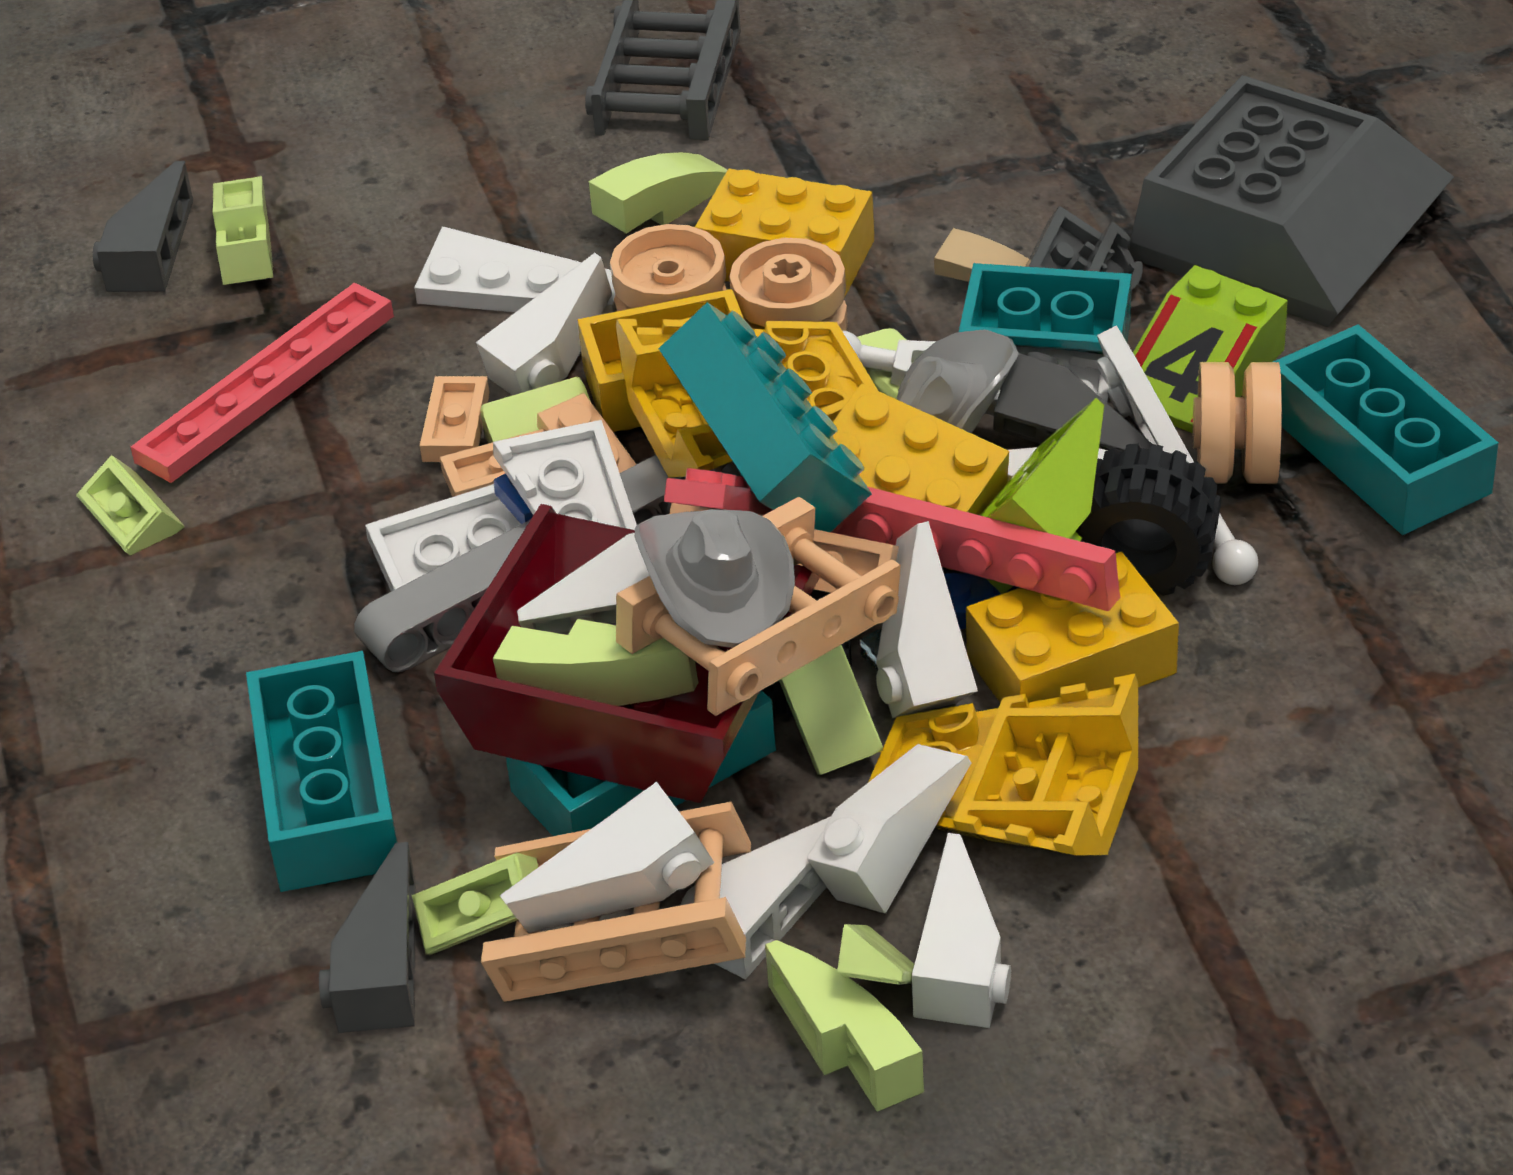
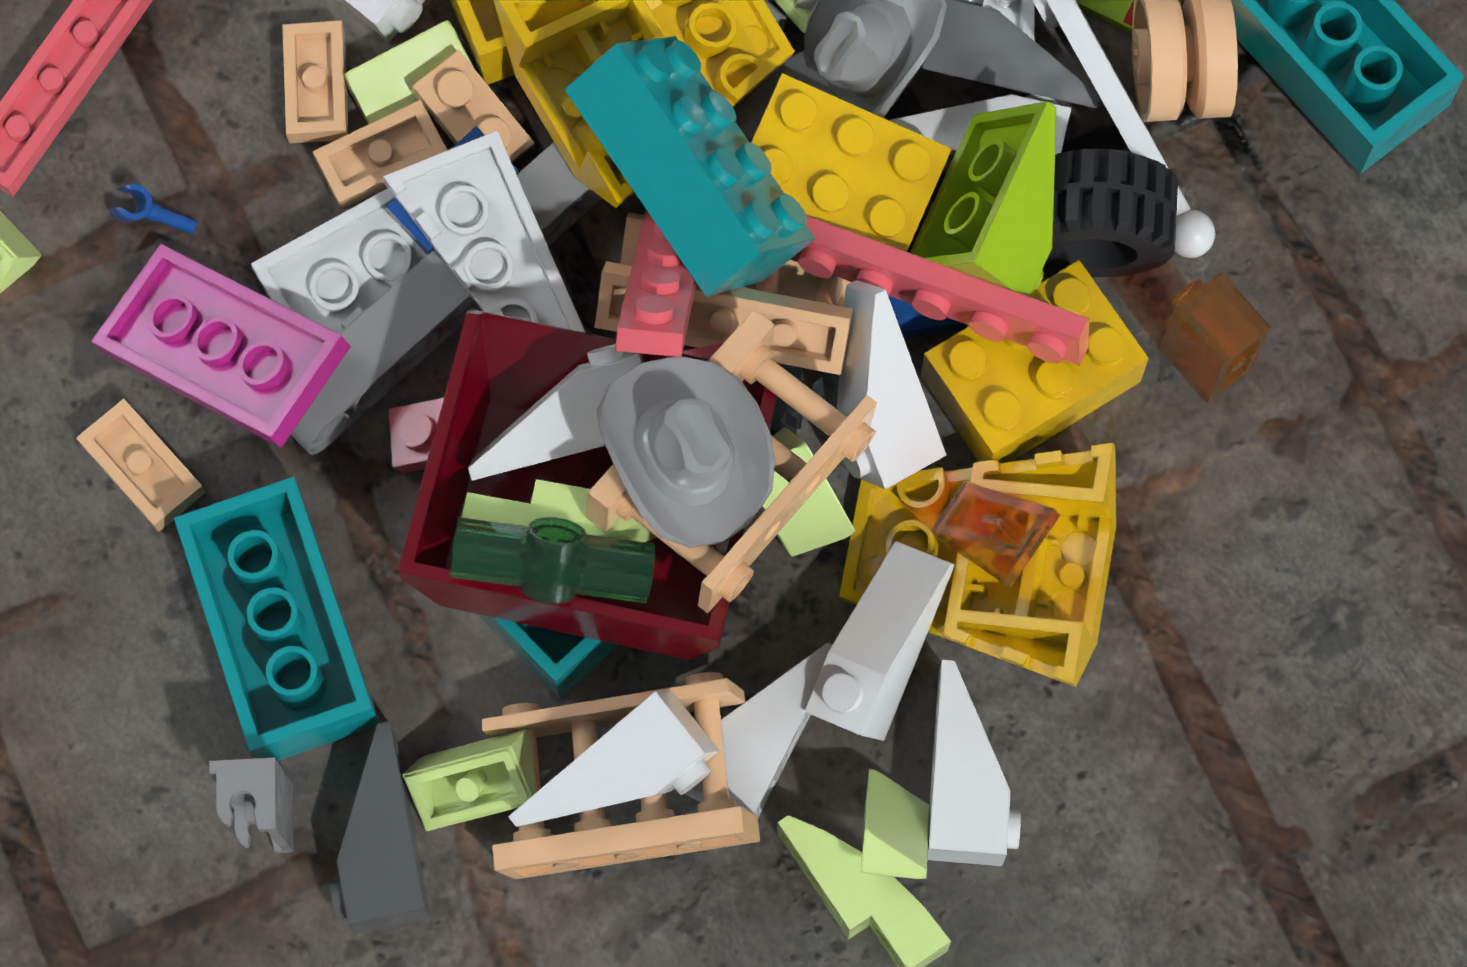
camera: 10 degrees left, 30 degrees up
(222, 657) = (141, 465): none -> light nougat plate
(268, 888) = (259, 796): none -> light grey hinge
(281, 483) = (151, 211): none -> blue hand
(324, 571) = (221, 345): none -> dark pink plate
(577, 664) = (552, 560): none -> clear green piece
(1019, 736) = (994, 529): none -> clear orange slope
(1245, 617) = (1213, 335): none -> clear orange brick

